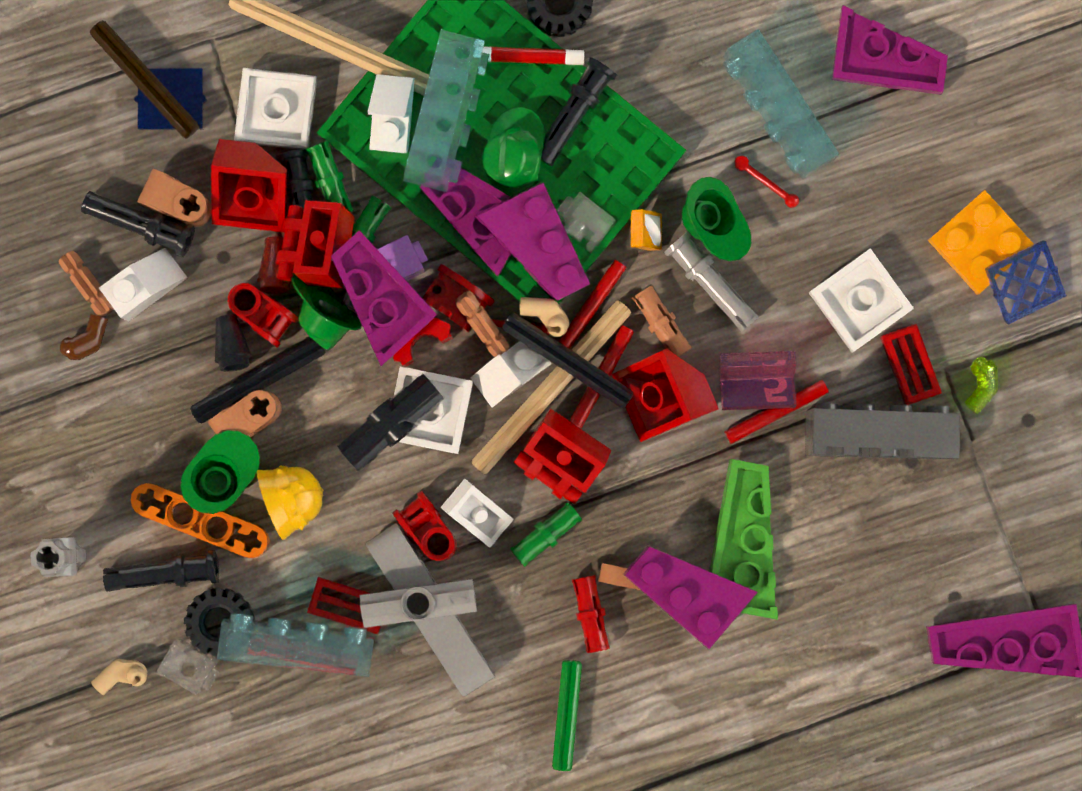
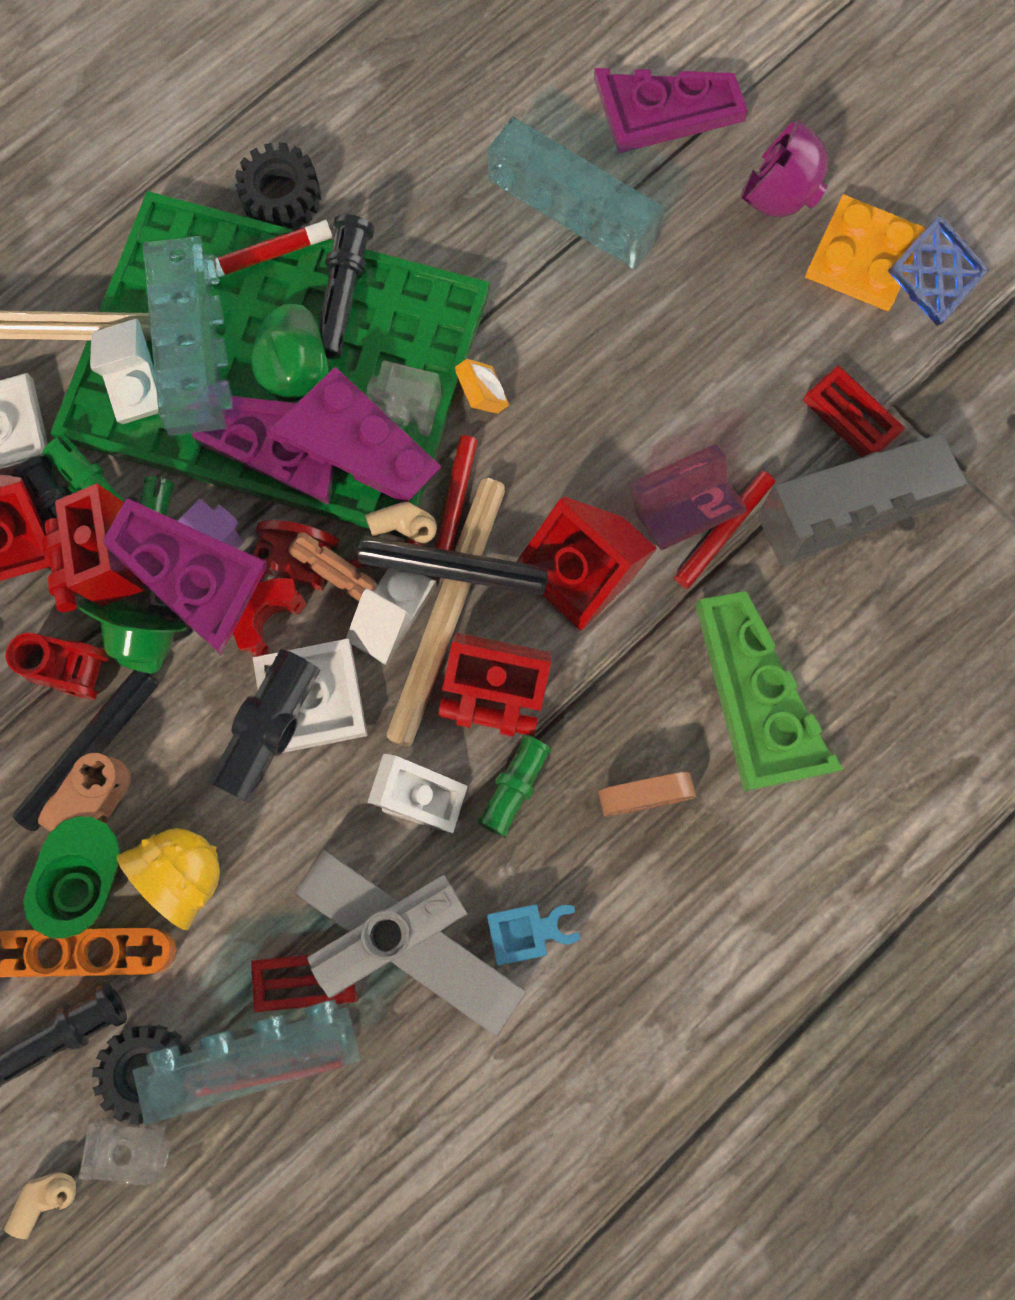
camera: 20 degrees left, 10 degrees down
(230, 344) = (36, 720): black cone -> none
(268, 268) = (50, 620): clear red cone -> none
(425, 526) = (358, 835): red piece -> none
(508, 637) = (522, 934): none -> dark azure plate
(567, 715) = (638, 1004): green axle -> none
(591, 614) = (612, 861): red pin -> none
(607, 365) = (503, 550): red bar -> none
(661, 321) = (539, 479): nougat pin -> none
(689, 594) = (723, 780): magenta wing -> none
(700, 268) = (562, 404): light grey pin -> none
(716, 219) = (553, 340): green piece -> none
(742, 164) = (559, 280): red hinge -> none
(861, 300) = (763, 364): white plate -> none
(948, 160) = (790, 173): none -> magenta cylinder
(986, 384) = (952, 400): clear neon green arm -> none

